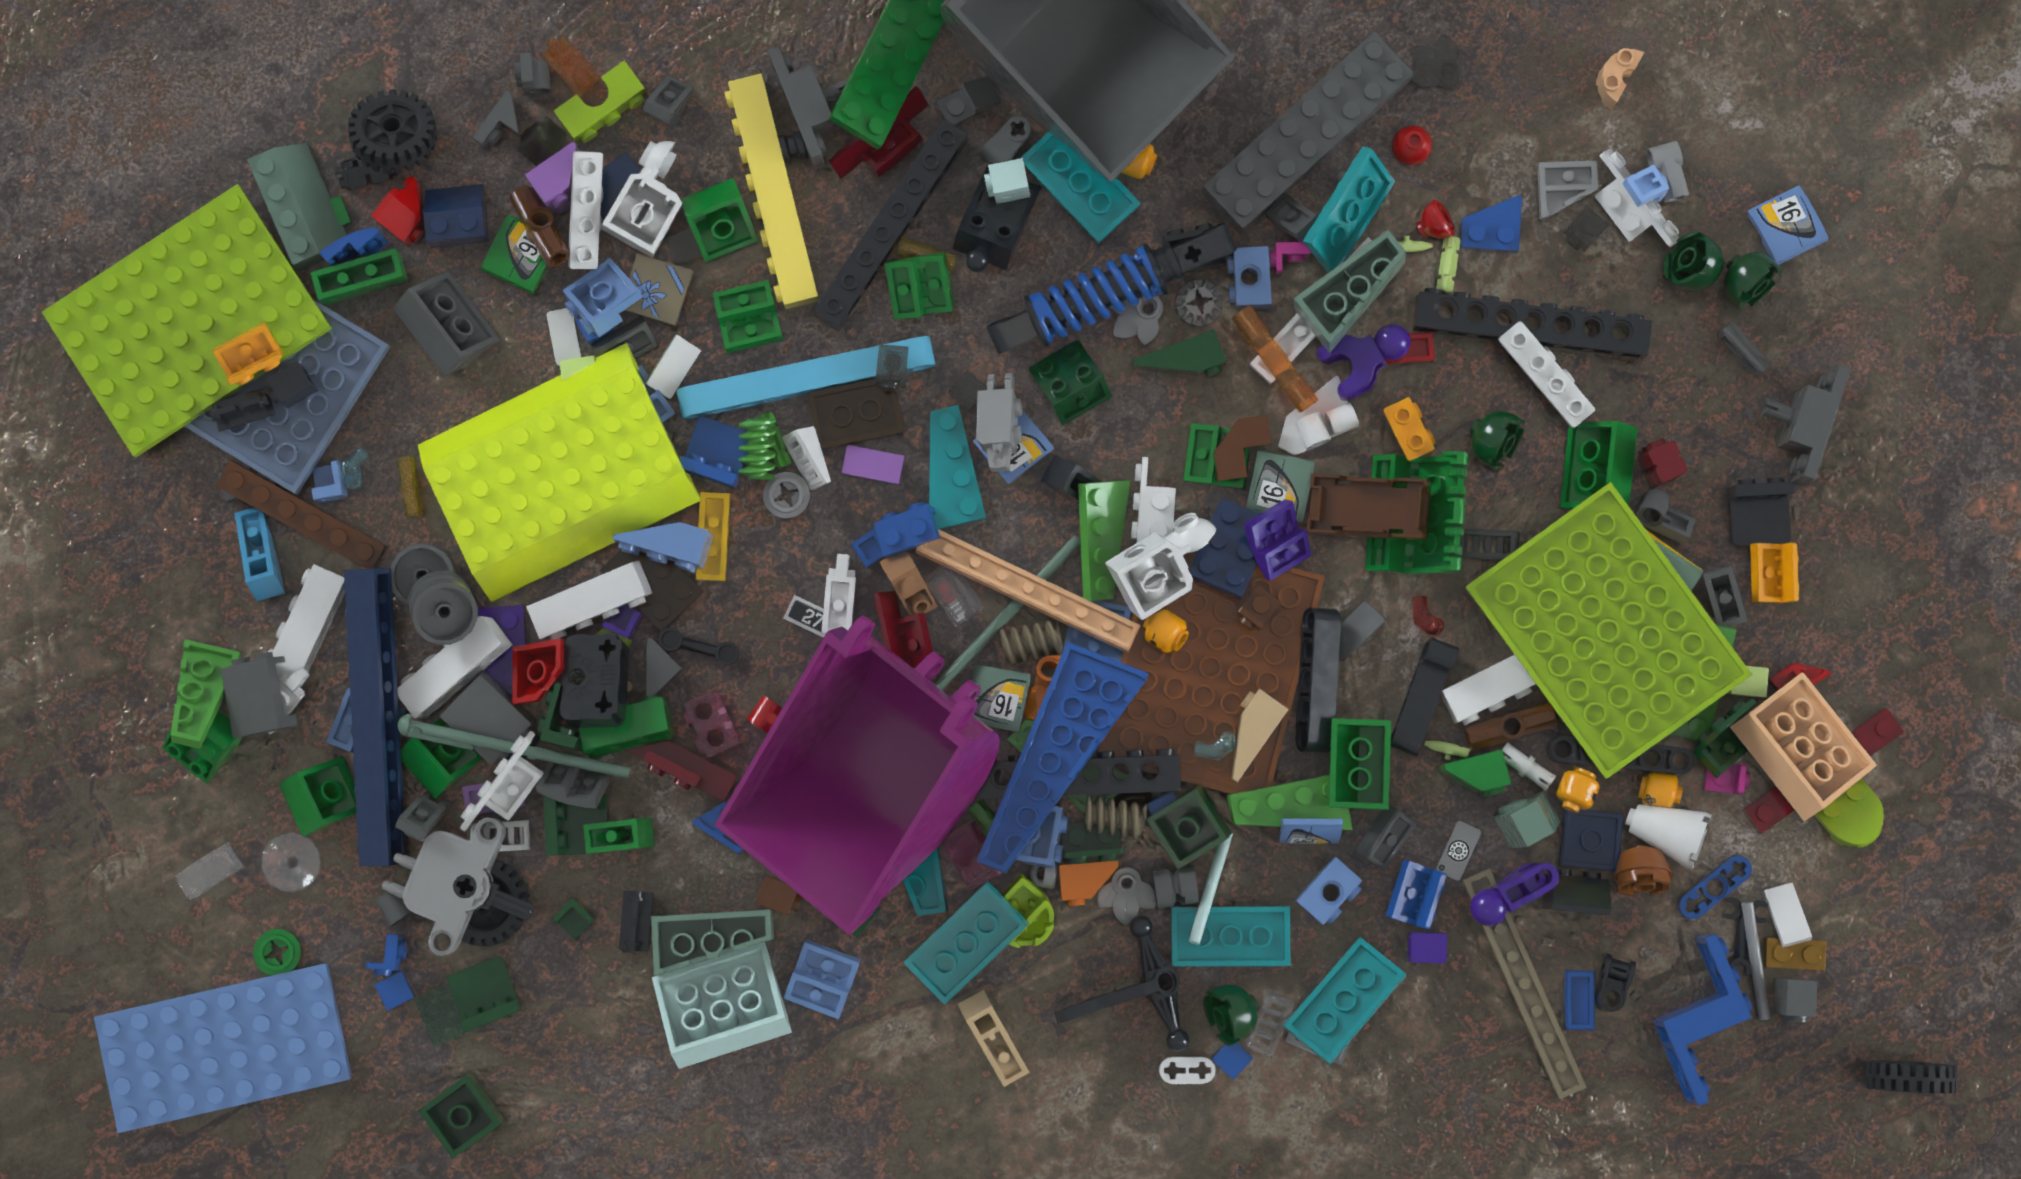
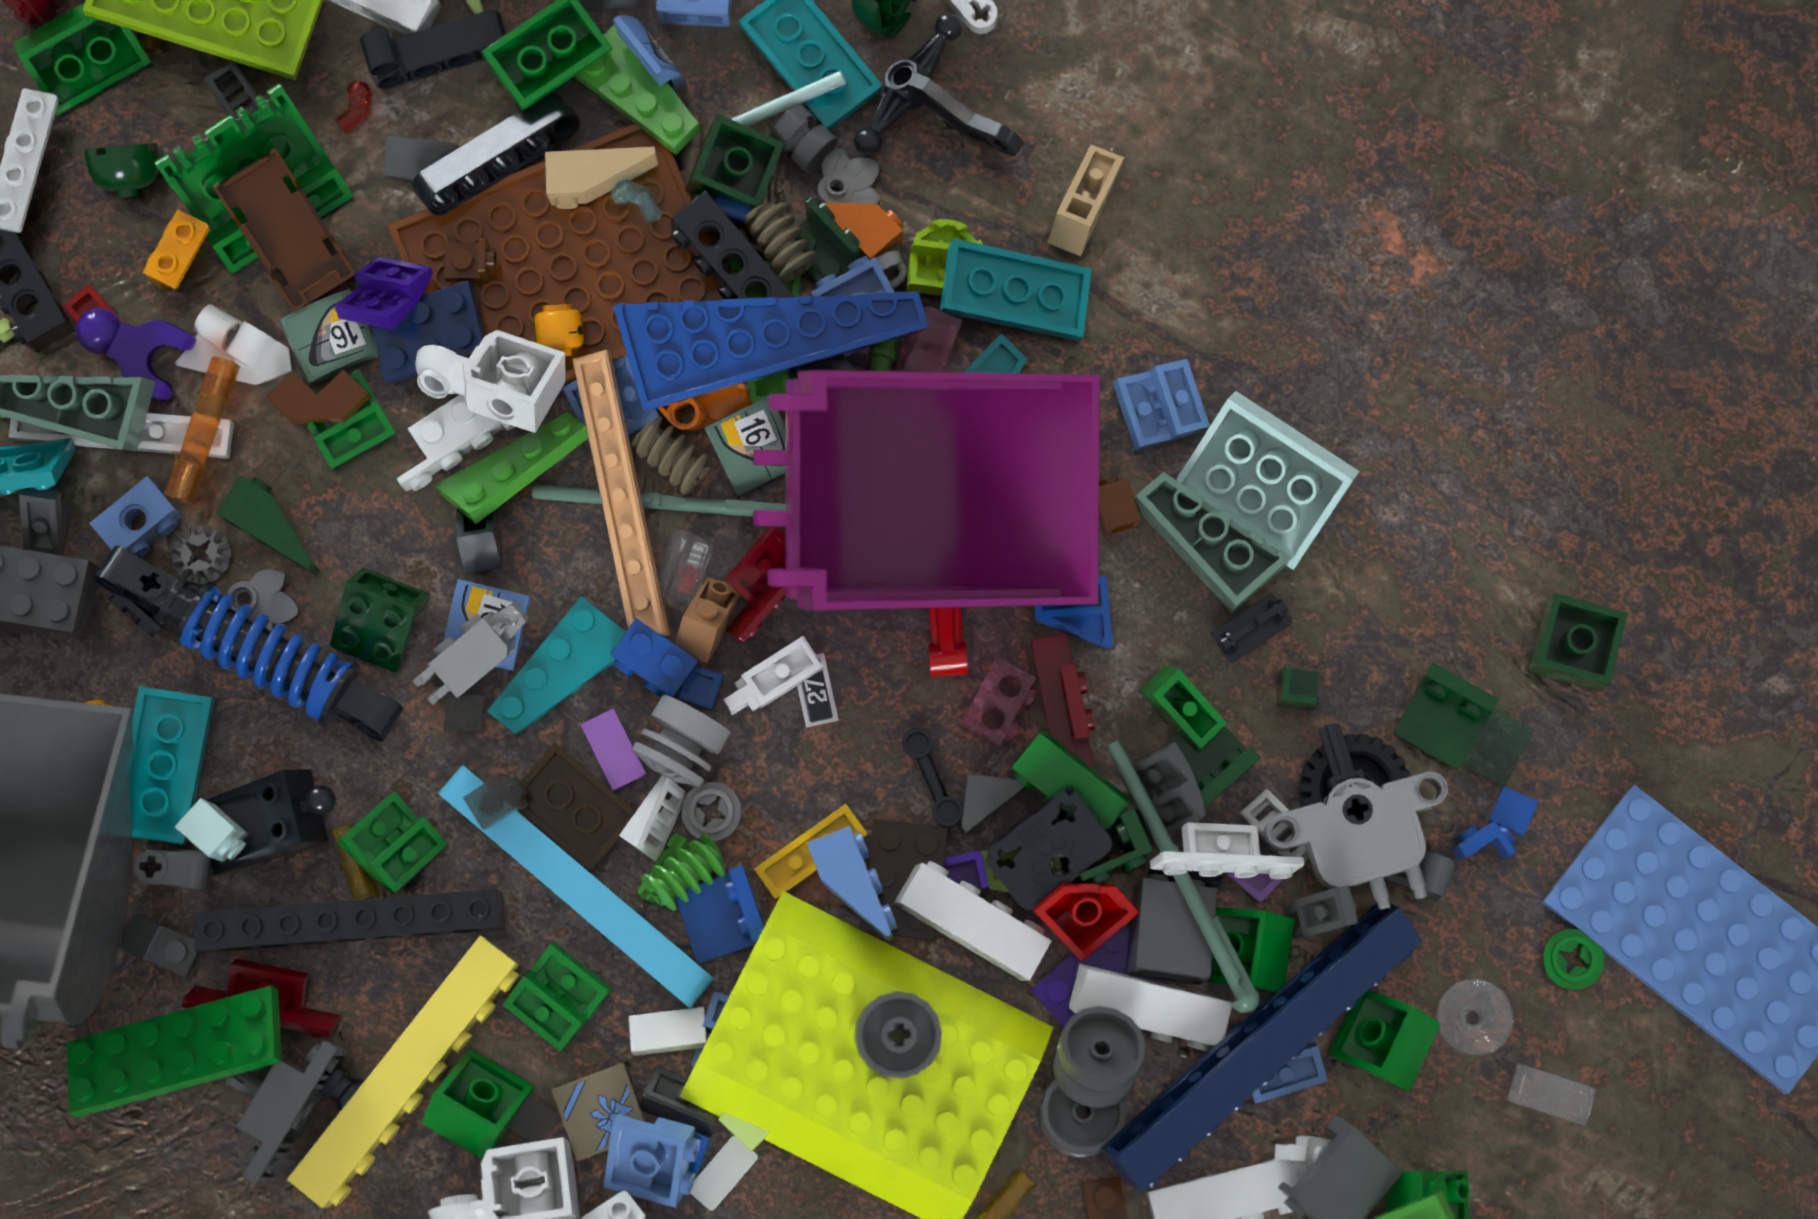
camera: 125 degrees left, 5 degrees down
(562, 483) = (920, 1039): none -> dark grey wheel
(840, 505) = (680, 741): none -> light grey wheel
(1293, 251) = (79, 500): dark pink bracket -> none

